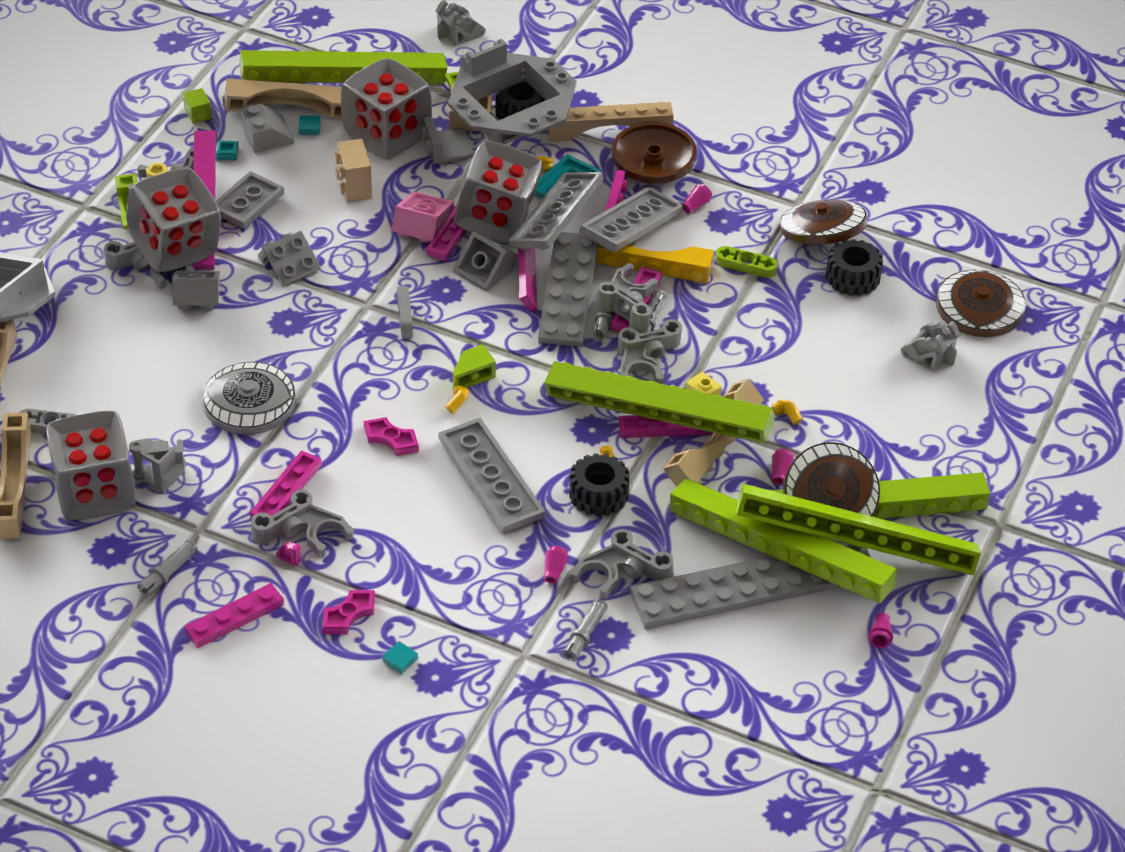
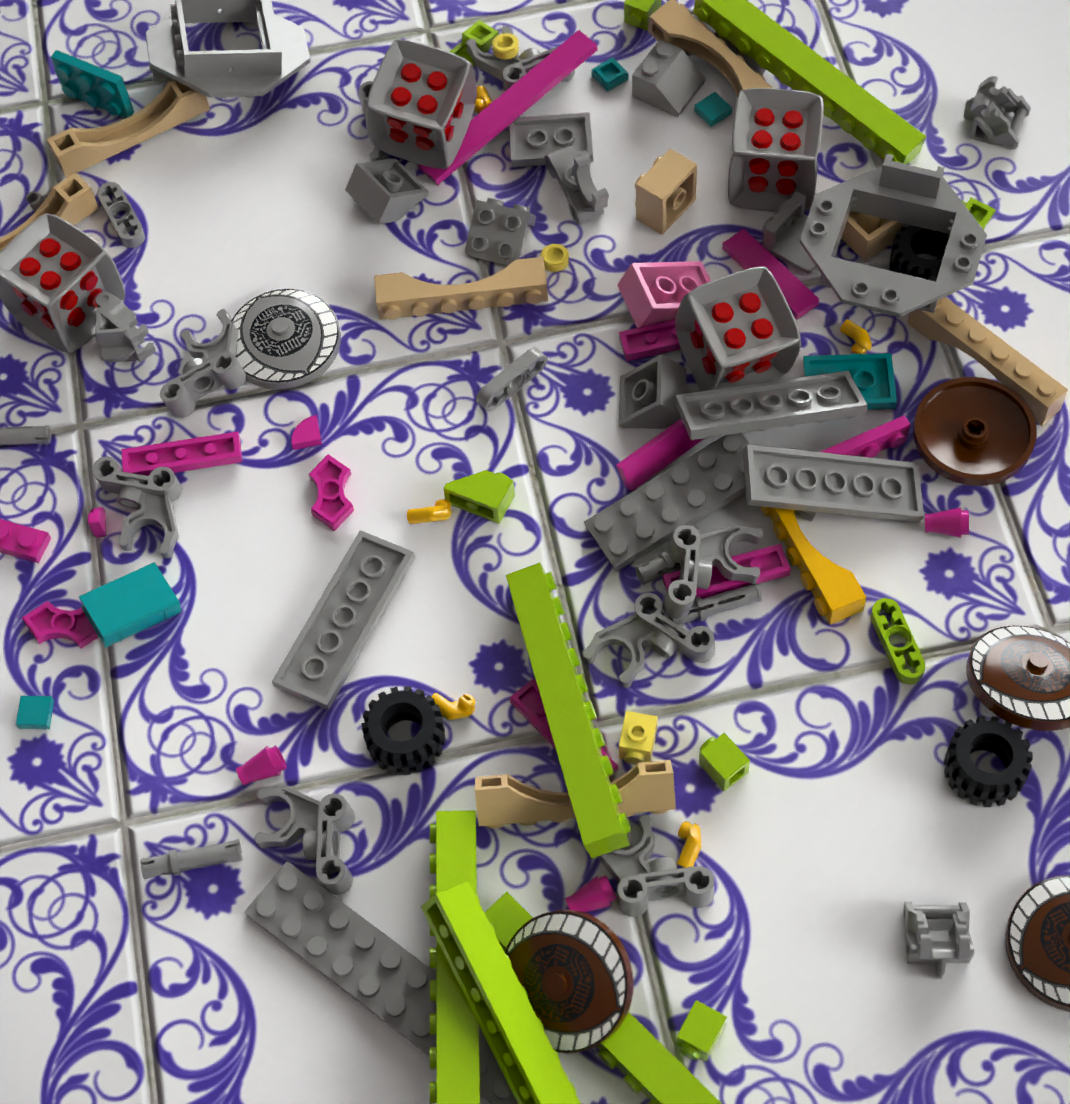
camera: 60 degrees right, 15 degrees up
(238, 437) = (211, 368): none -> light grey piece
(287, 323) = (516, 284): none -> tan arch
(306, 201) = (581, 194): none -> light grey piece
(335, 248) = (555, 257): none -> light yellow tile
(336, 423) = (306, 434): none -> dark pink tile
(374, 567) = (130, 604): none -> teal piece
(440, 170) = (750, 254): none -> dark pink tile
(752, 366) = (723, 761): none -> lime brick
(795, 436) = (655, 878): none -> light grey piece
(902, 464) = (700, 1032): none -> lime brick

